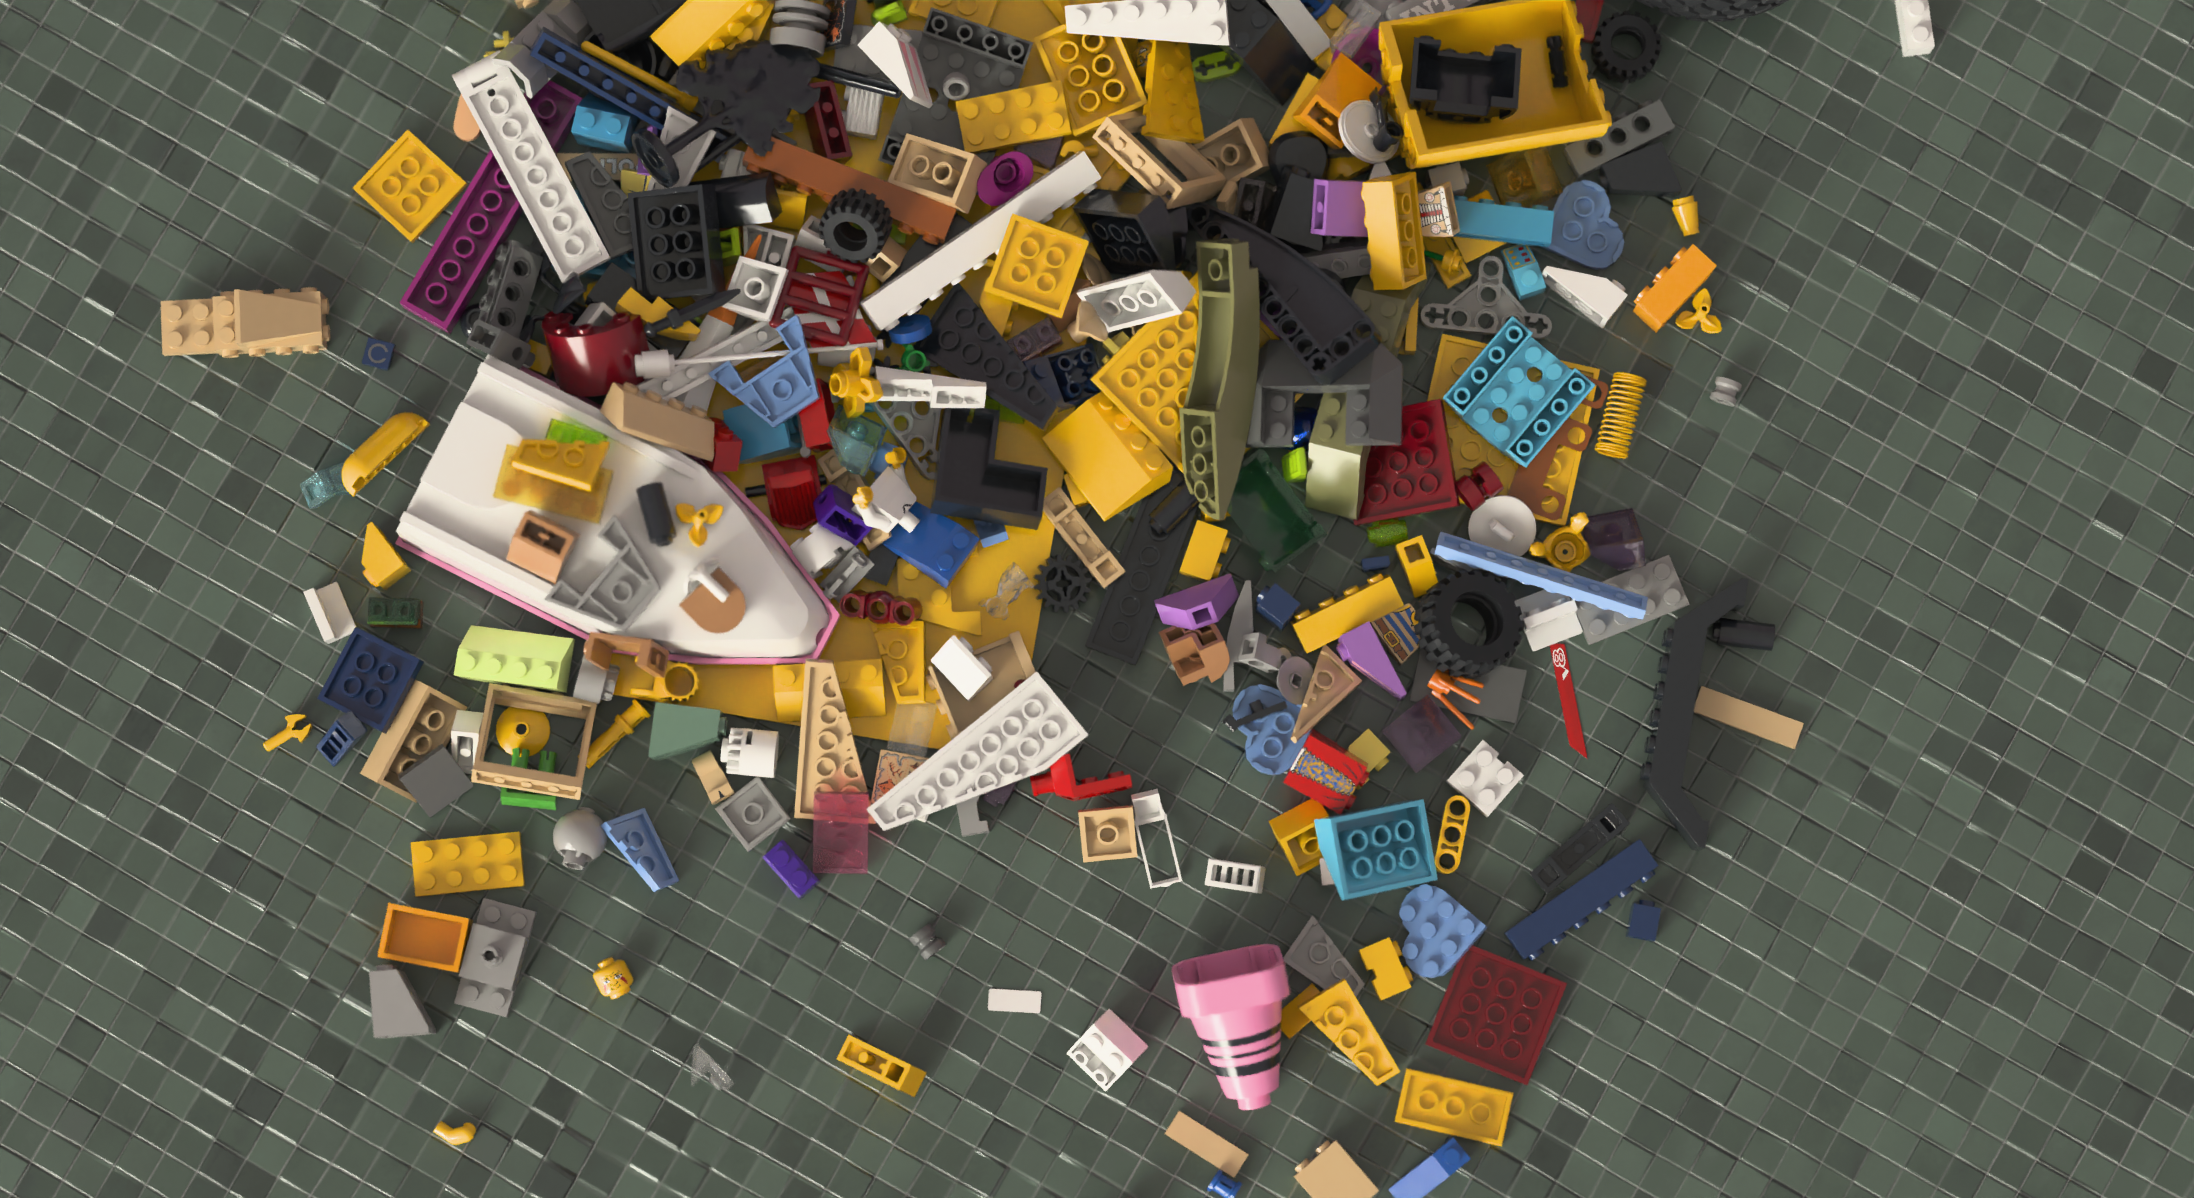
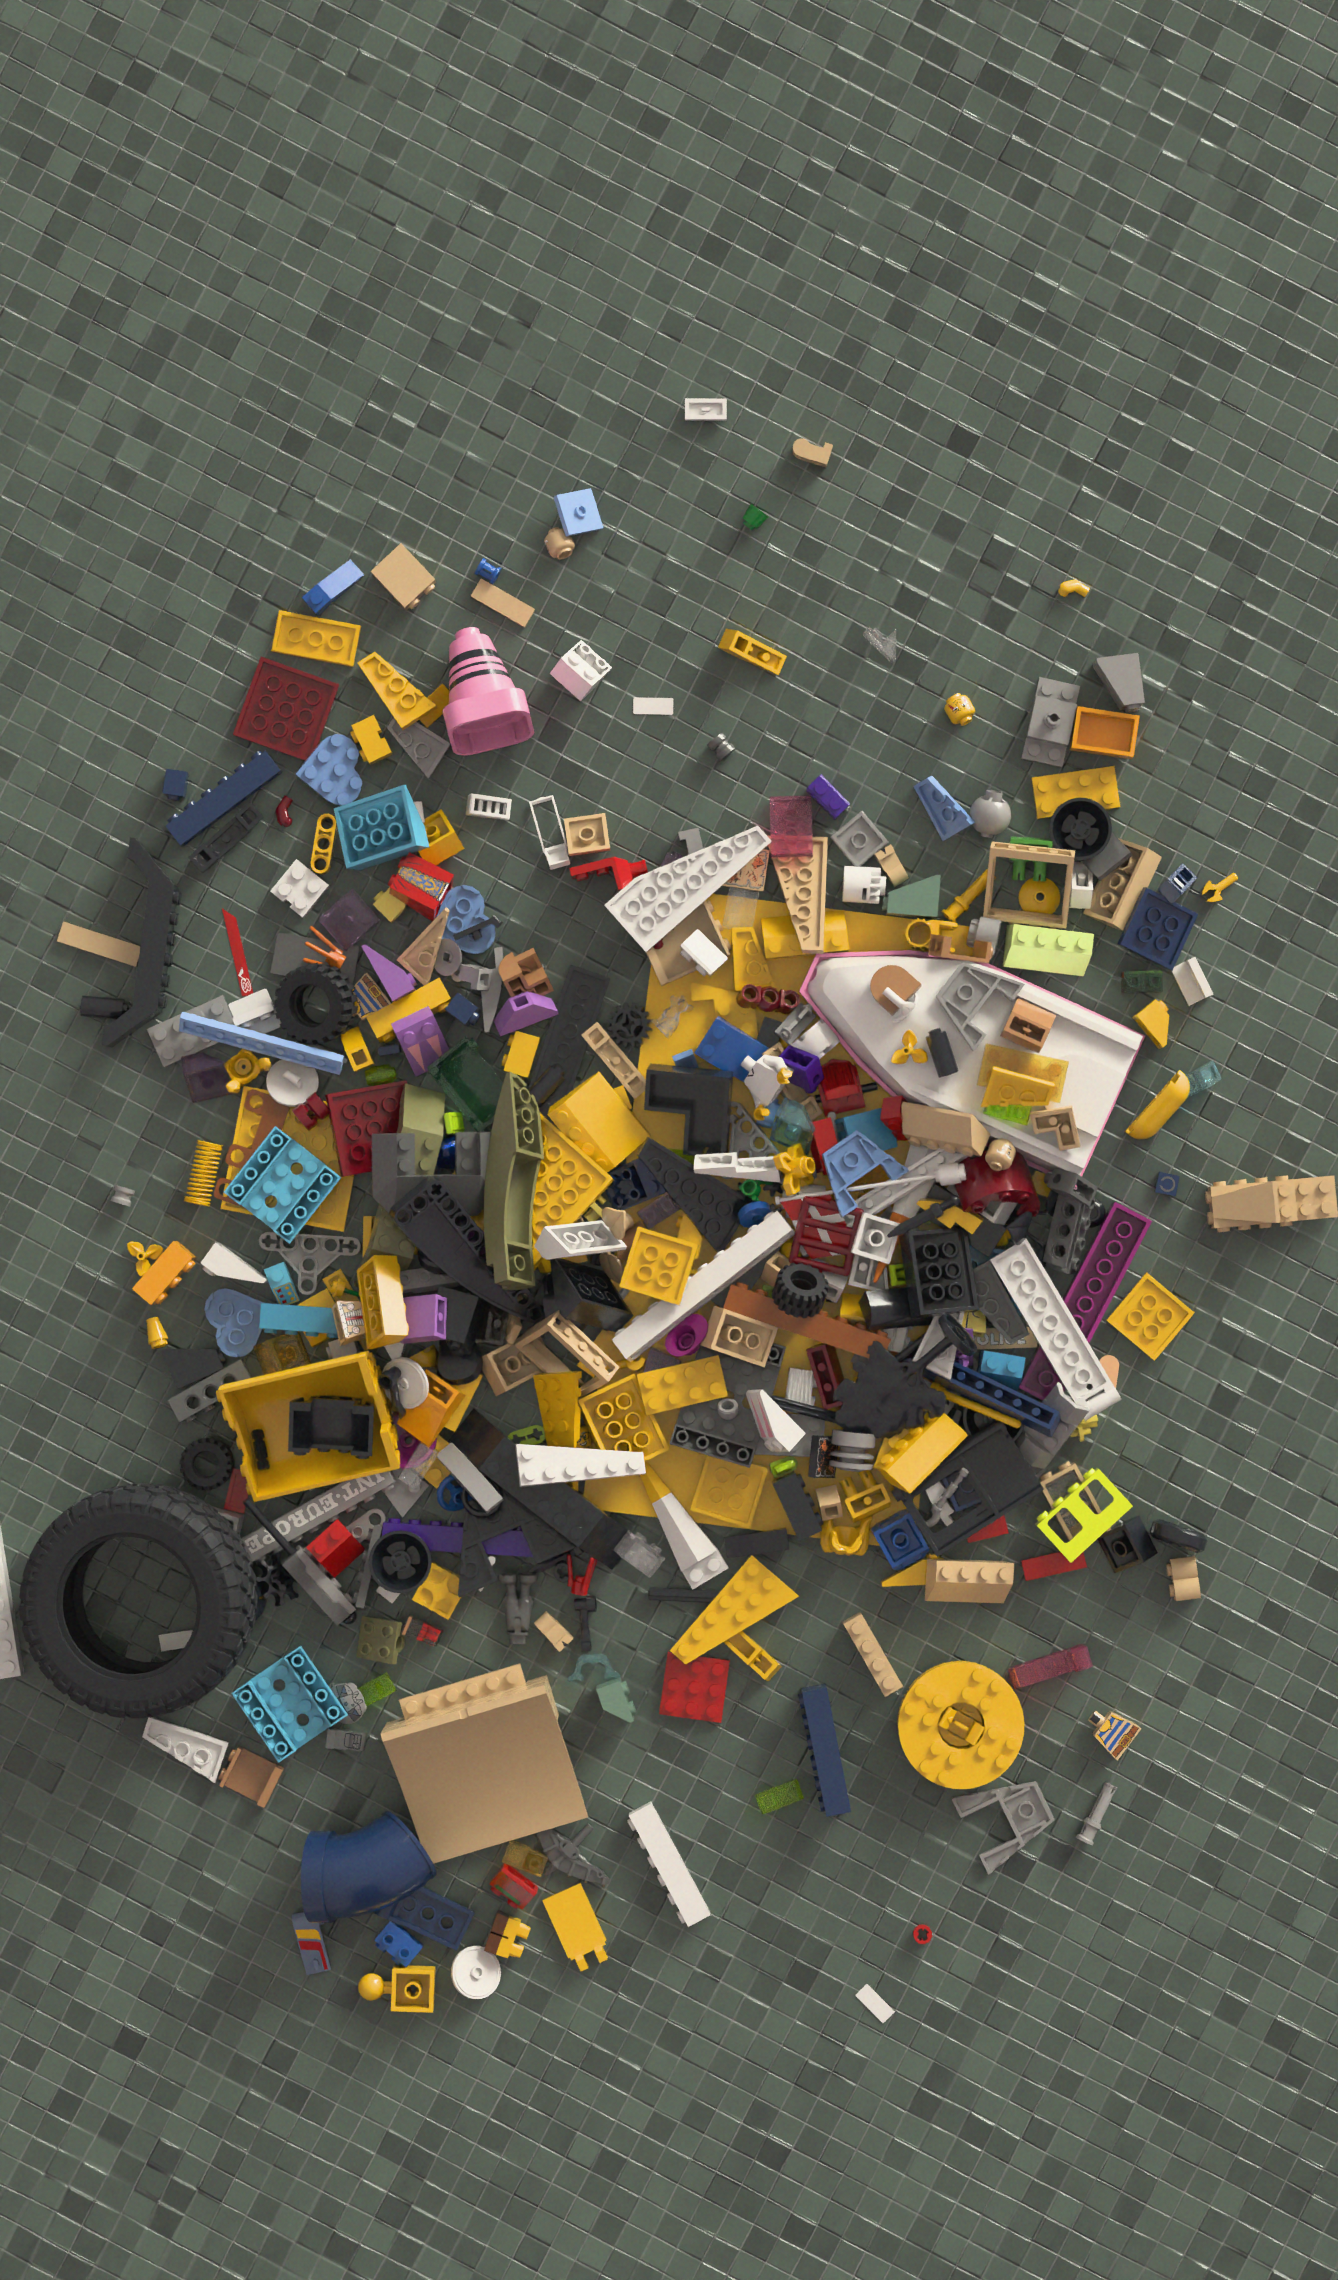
camera: 175 degrees right, 5 degrees up
(458, 797) = (1088, 816): none -> black piece
(507, 421) = (1058, 1120): none -> tan brick
(588, 384) = (1000, 1154): none -> tan head
(1334, 573) = (420, 1039): none -> medium lavender slope
(1505, 878) = (282, 813): none -> dark red arm

